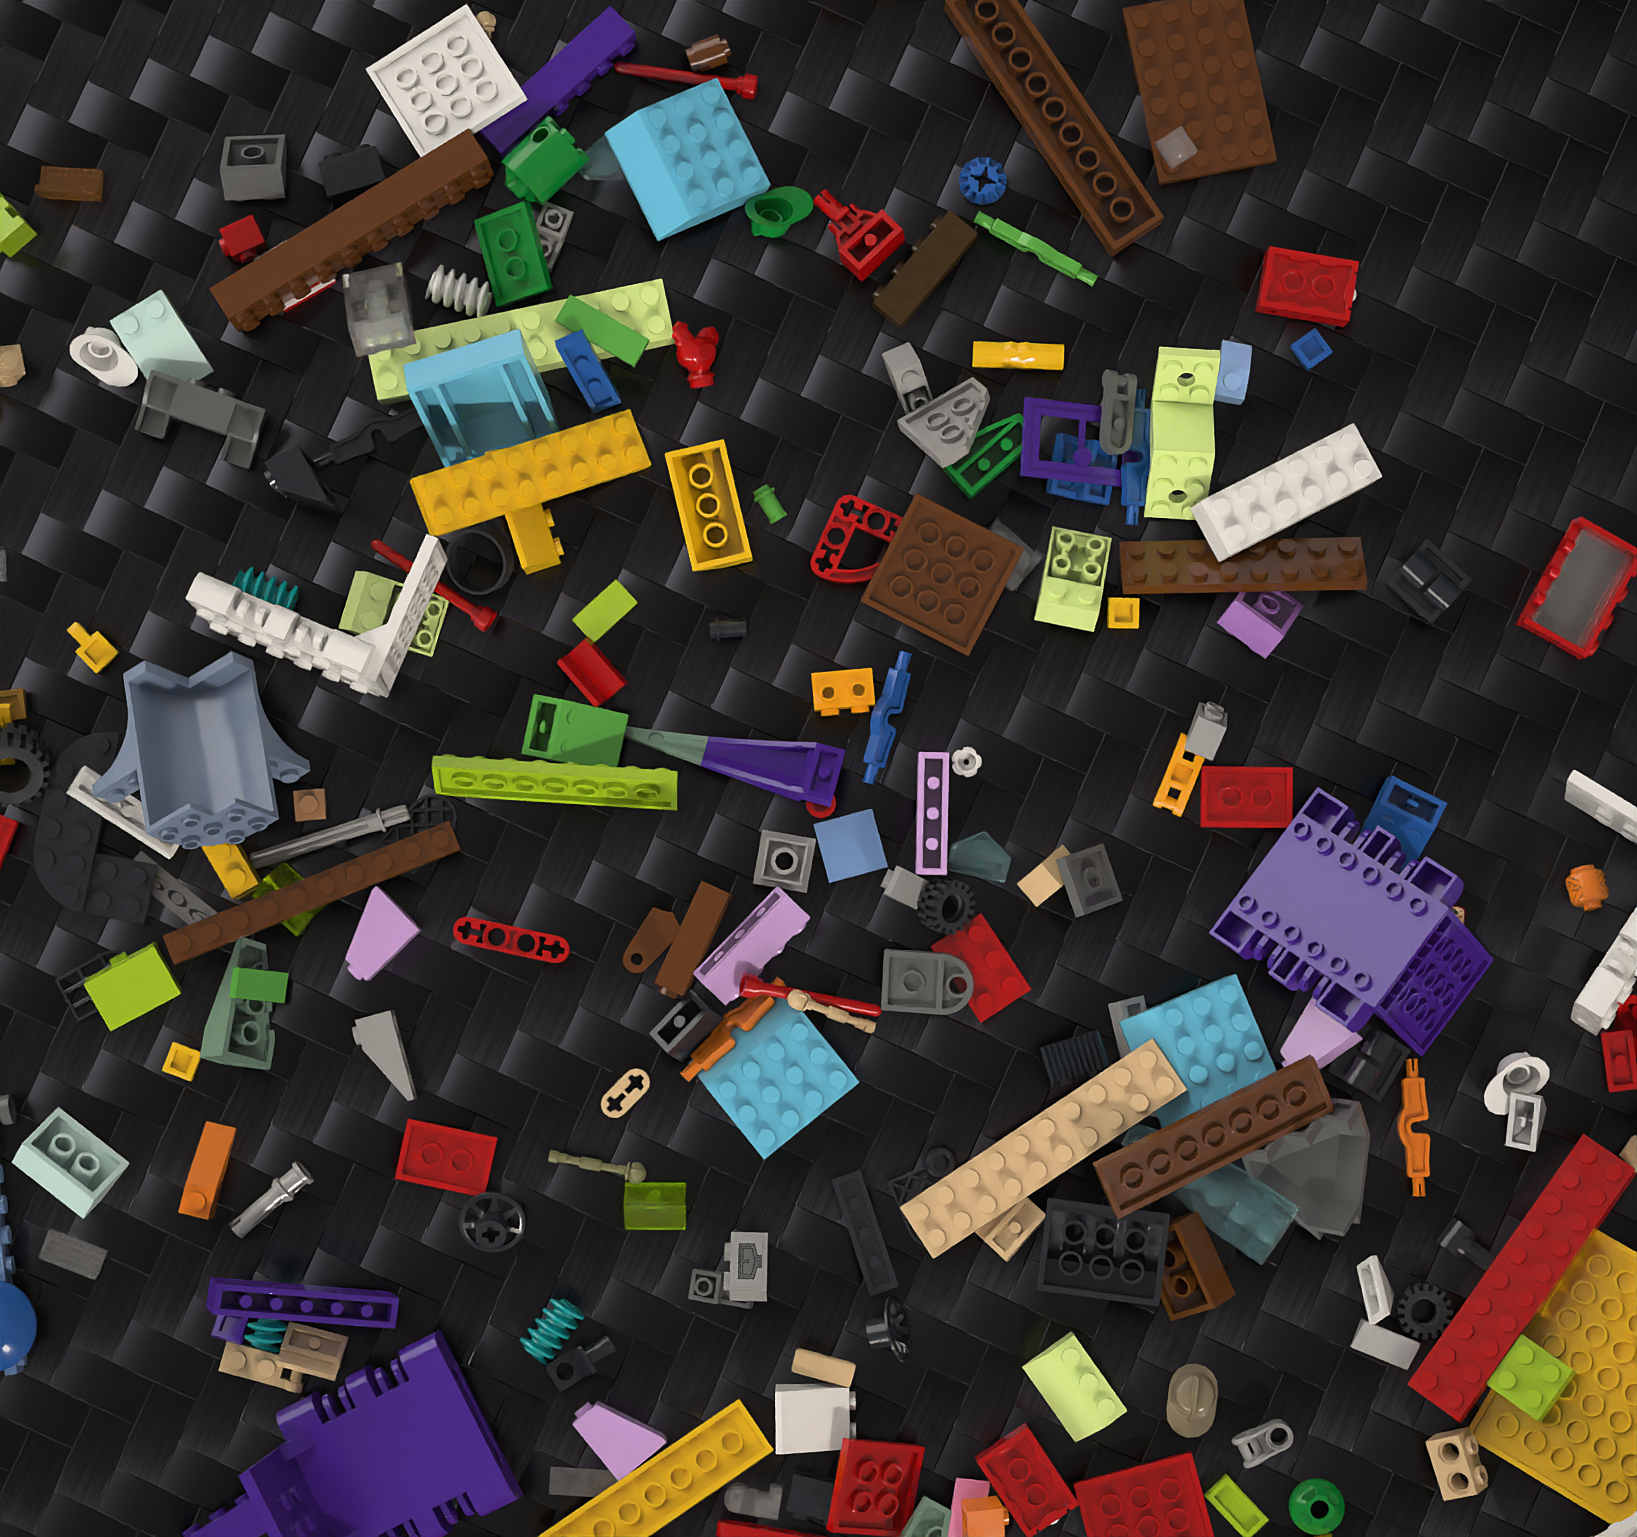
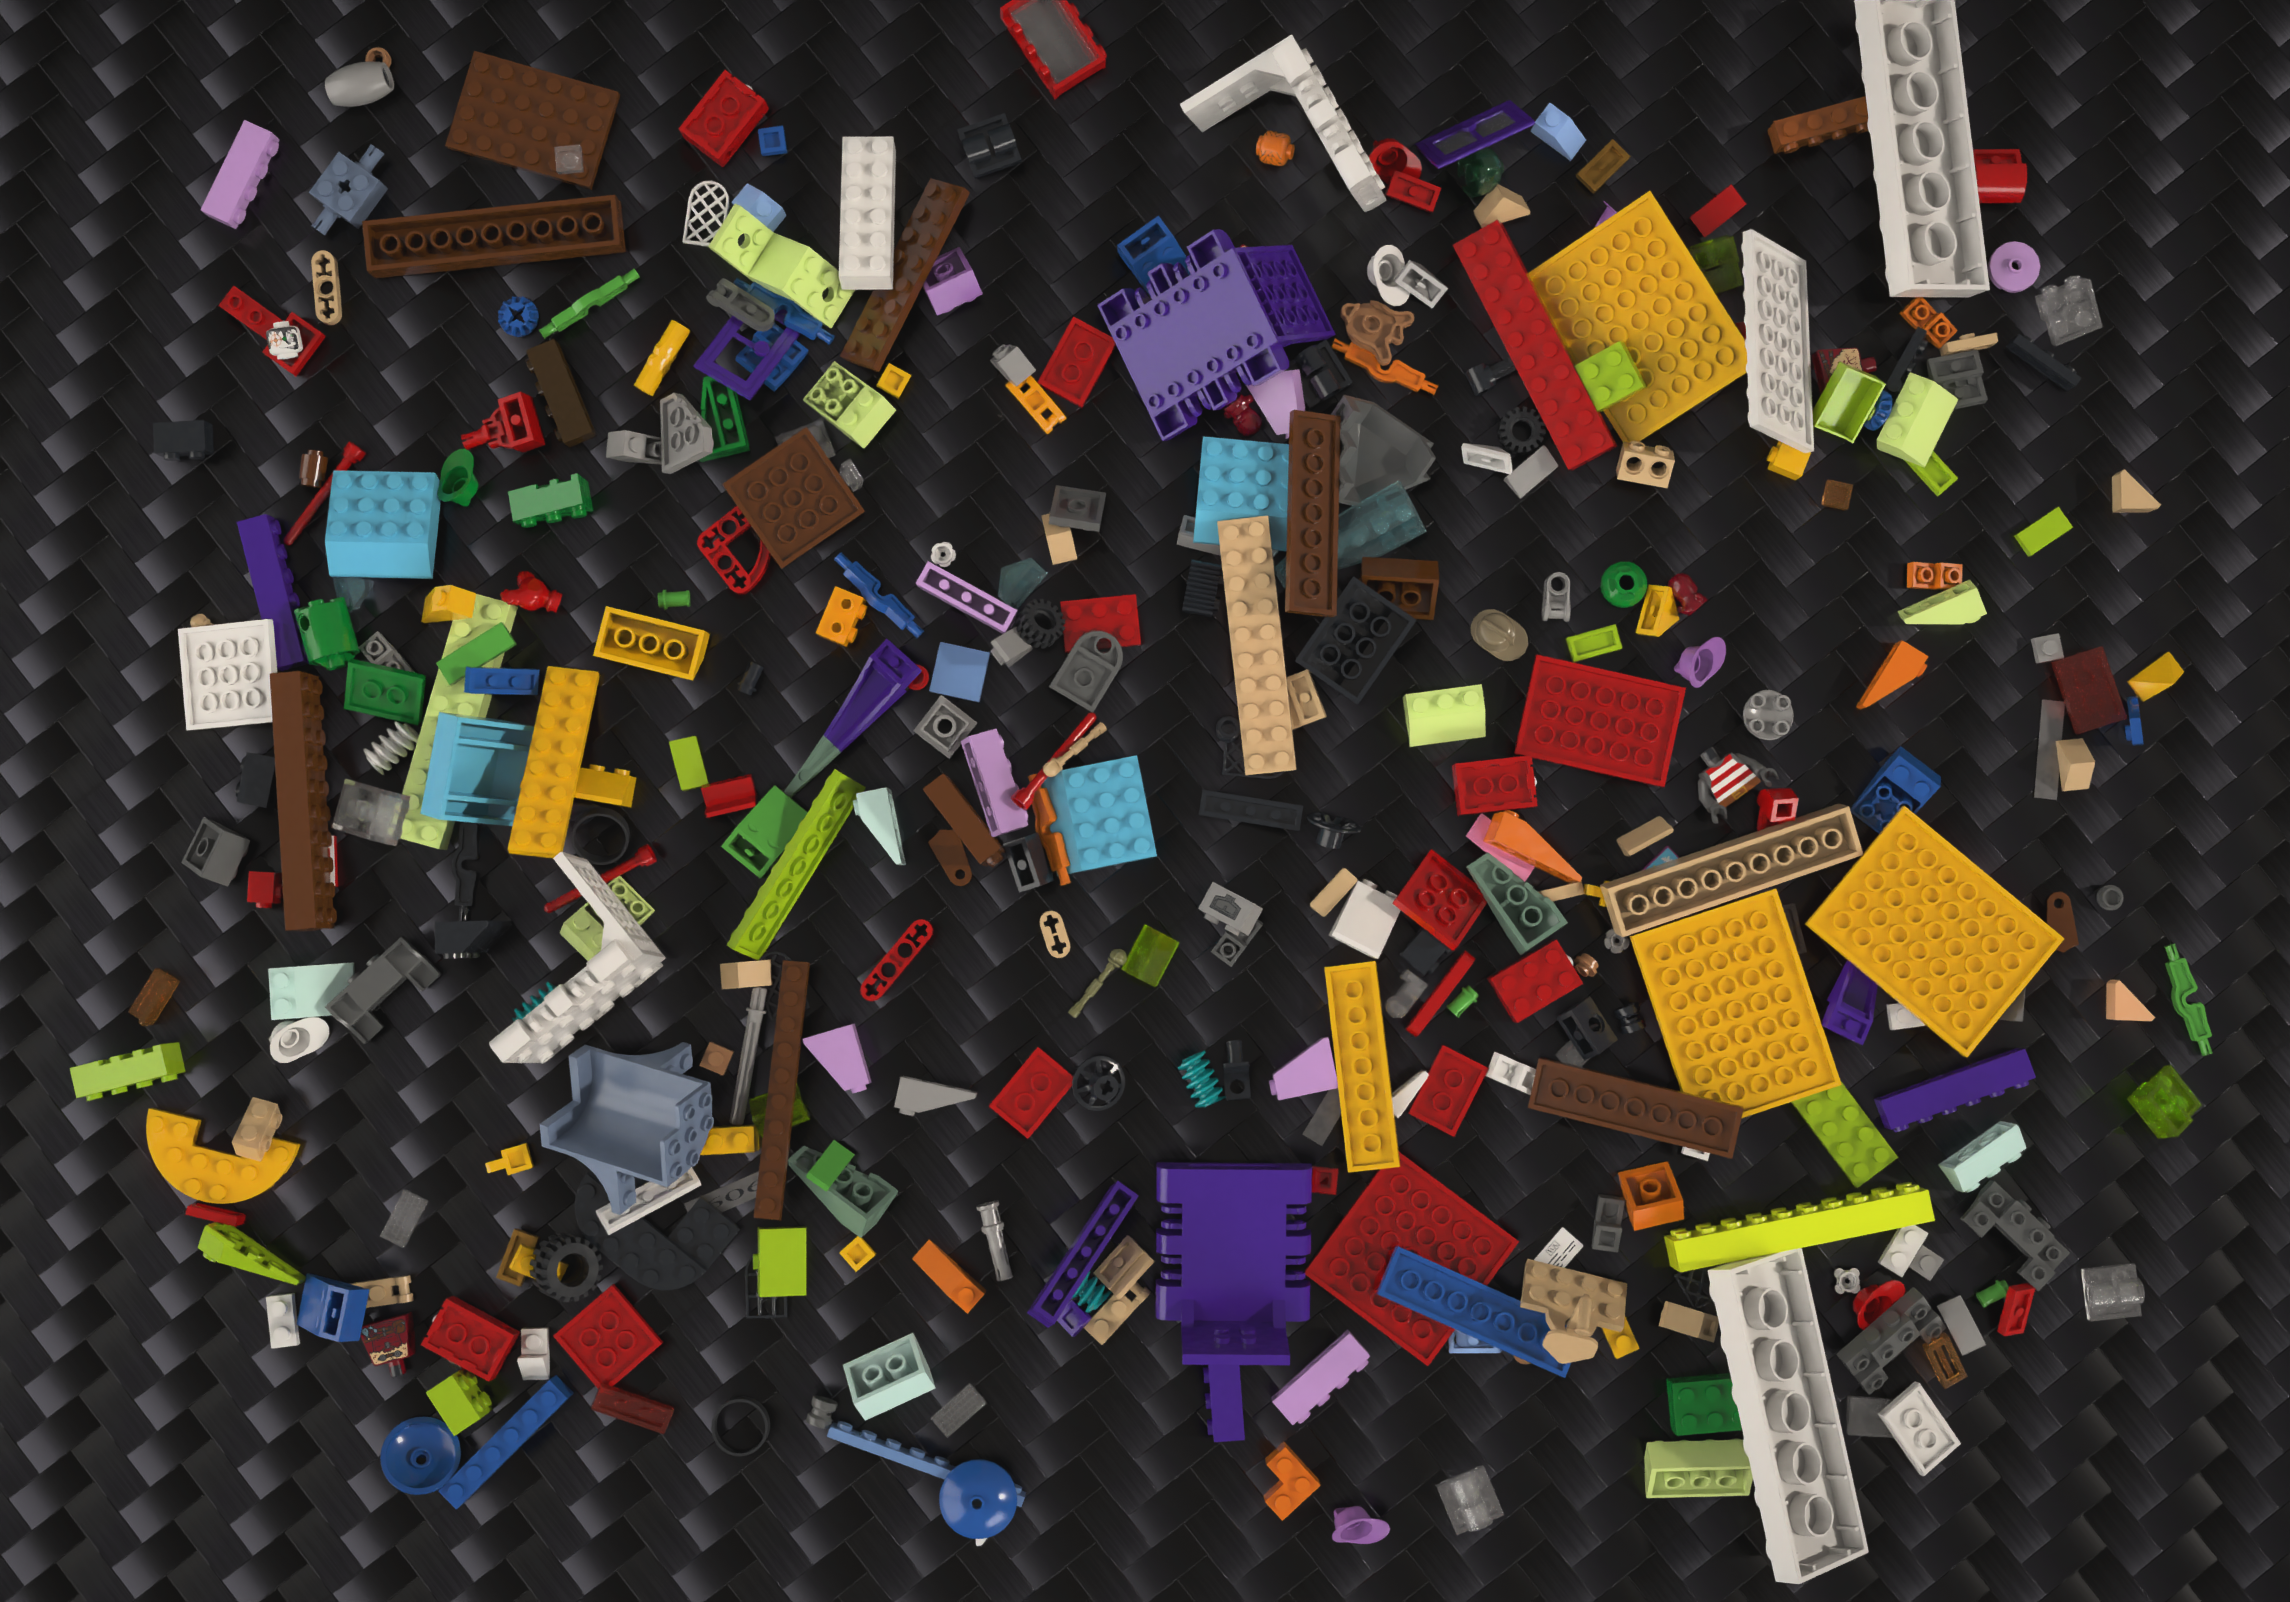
camera: 60 degrees left, 0 degrees up
(413, 789) = (746, 974): none -> tan slope
(513, 1517) = (1324, 1180): none -> red tile
(638, 273) = (448, 604): none -> yellow slope
(650, 845) = (879, 815): none -> light aqua slope
(804, 320) = (550, 501): none -> green wedge
(998, 621) = (851, 475): none -> clear plate
(1163, 332) = (686, 240): none -> white window
(1281, 1005) = (1244, 417): none -> dark red animal
(1452, 1095) = (1375, 327): none -> medium nougat tile

